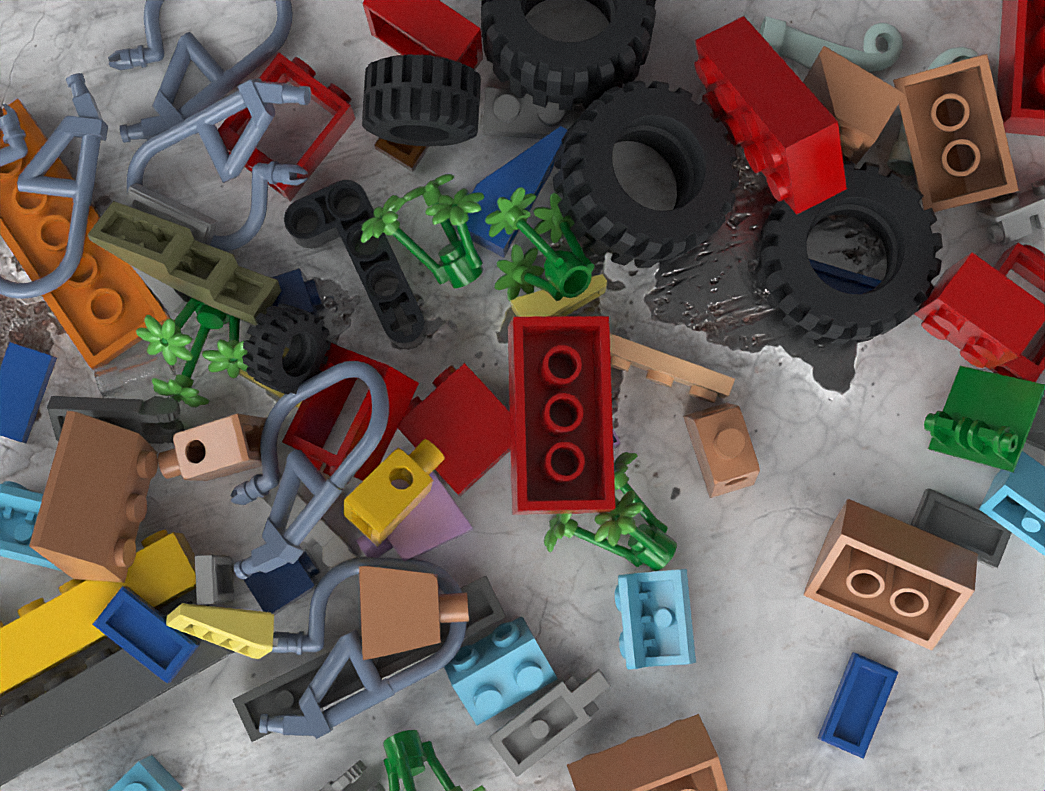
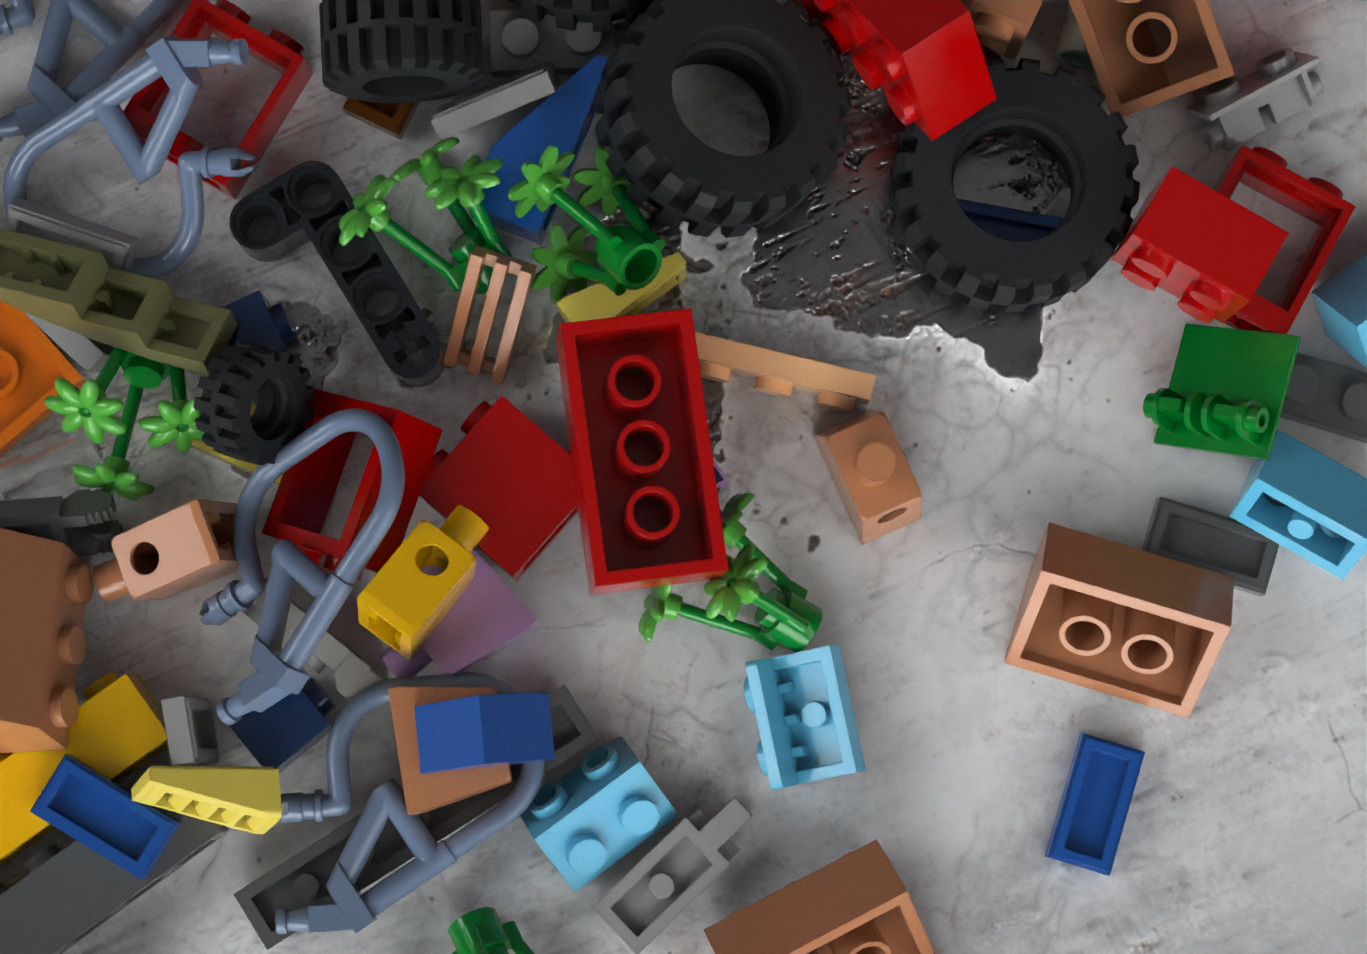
camera: 10 degrees left, 0 degrees up
(424, 607) = (484, 731): none -> blue slope
(449, 334) = (476, 359): none -> nougat tile
(483, 150) = (495, 100): none -> light grey tile

